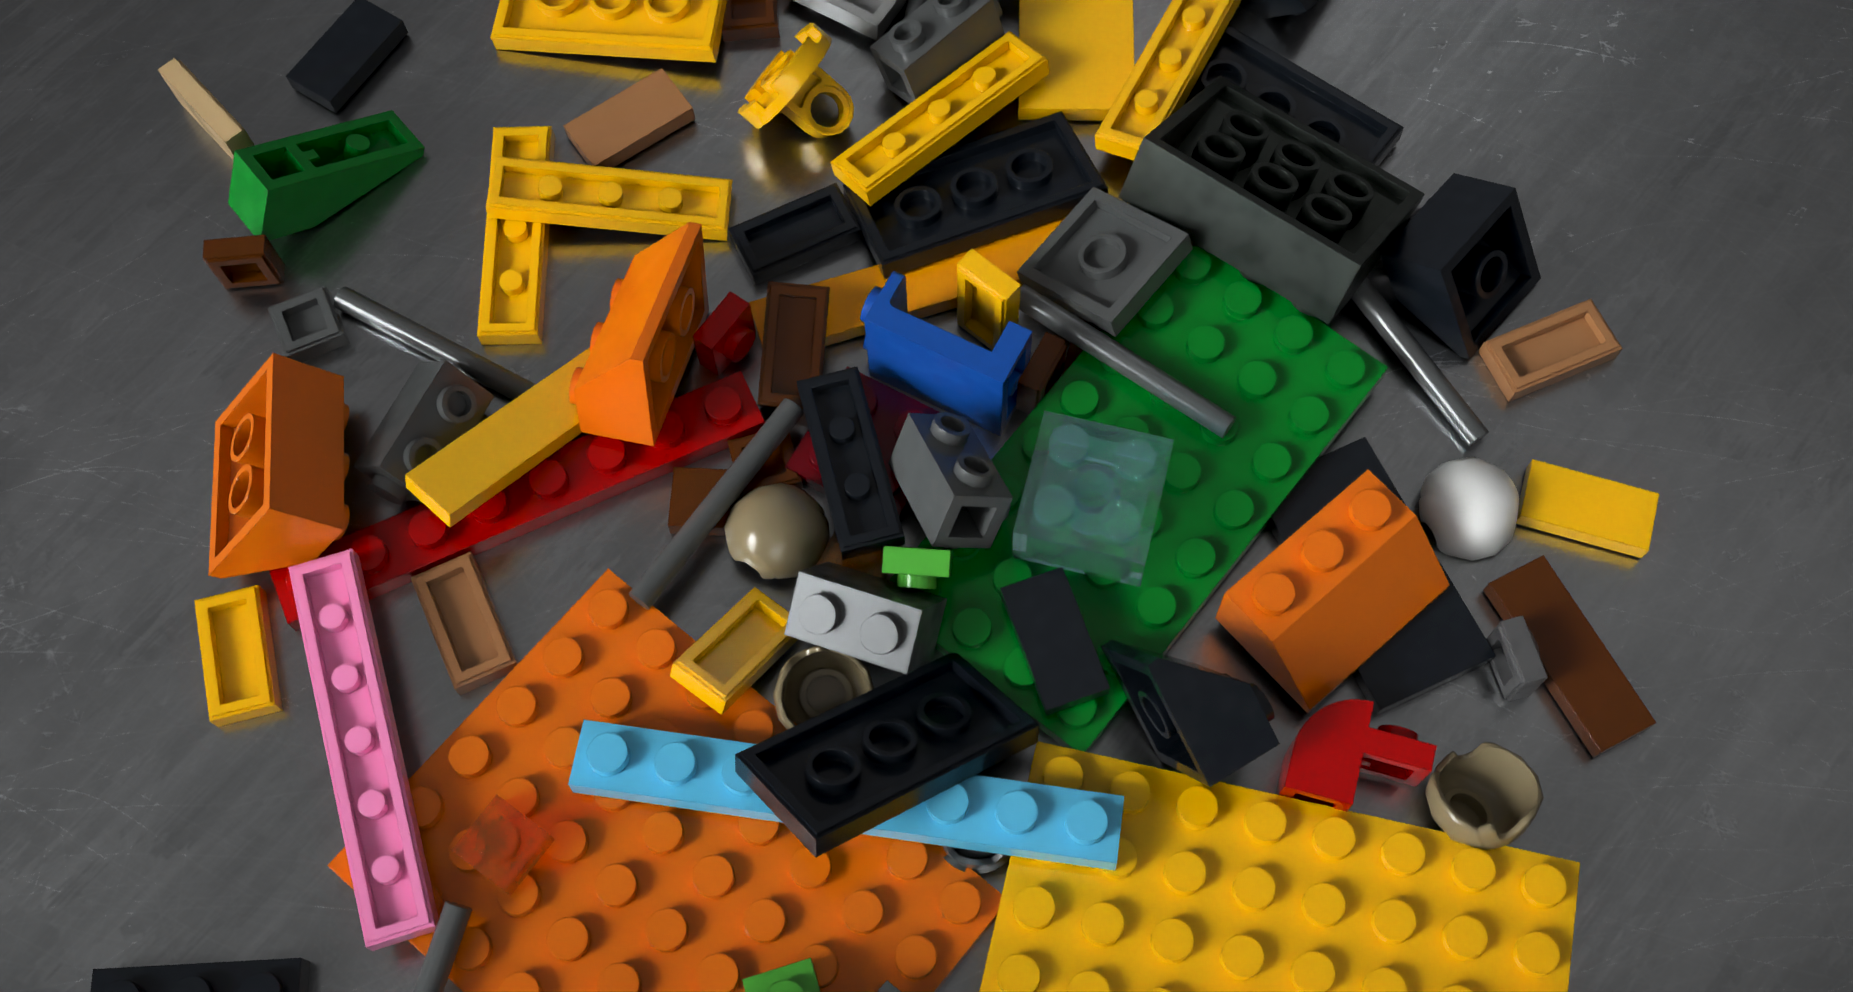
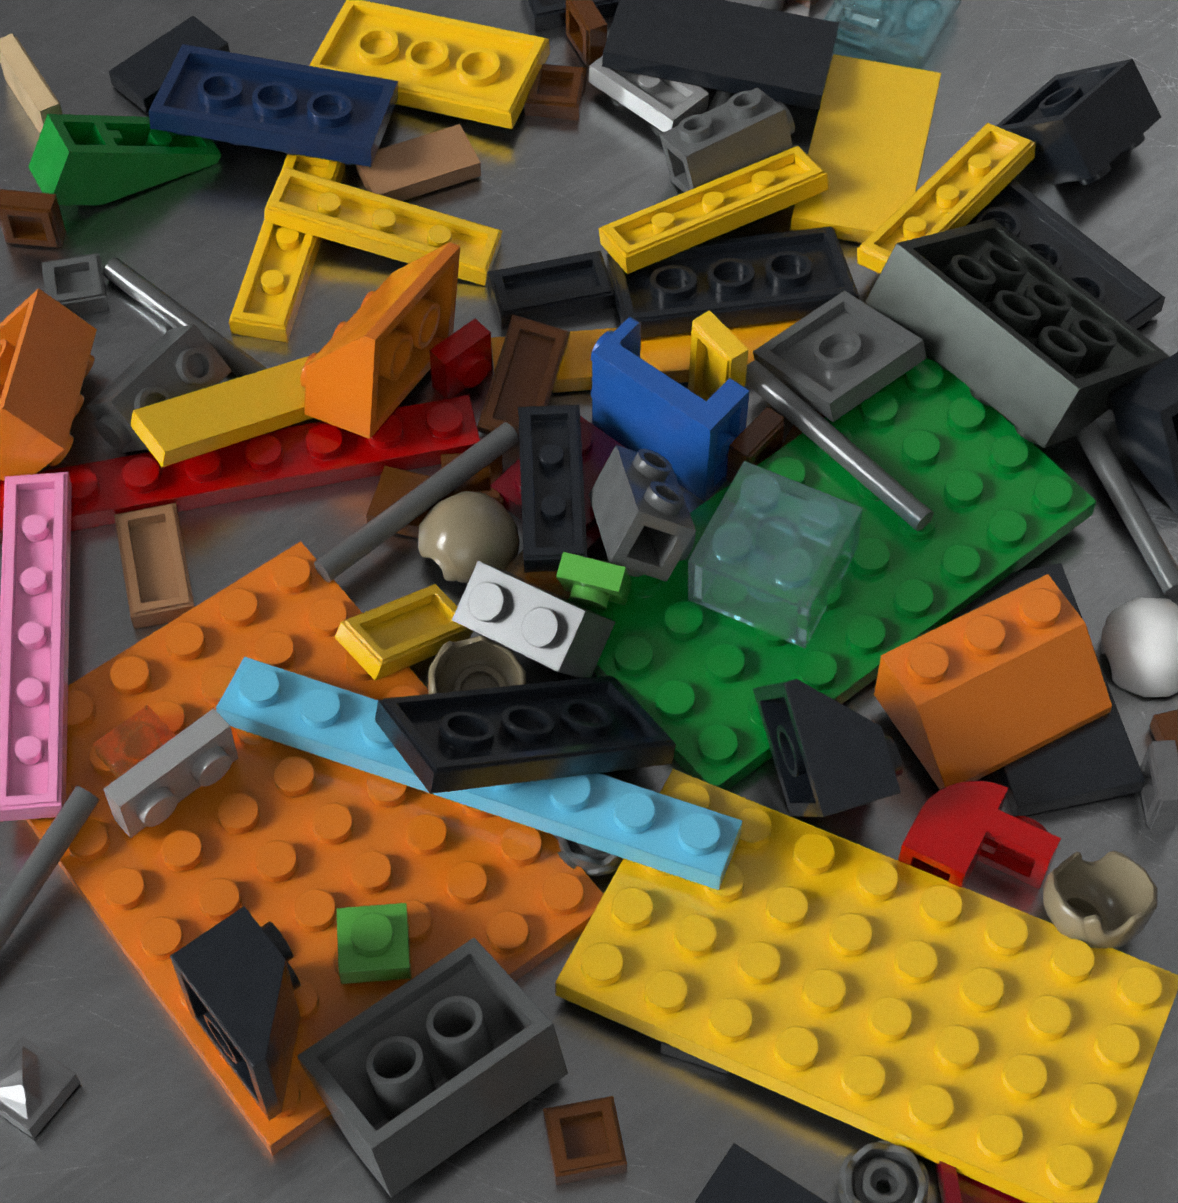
camera: 10 degrees right, 10 degrees down
(467, 86) = (274, 105): none -> dark blue plate
(525, 889) = (172, 772): none -> light grey plate
(793, 82) = (582, 155): yellow tile -> none
(1054, 641) = (709, 677): black tile -> none

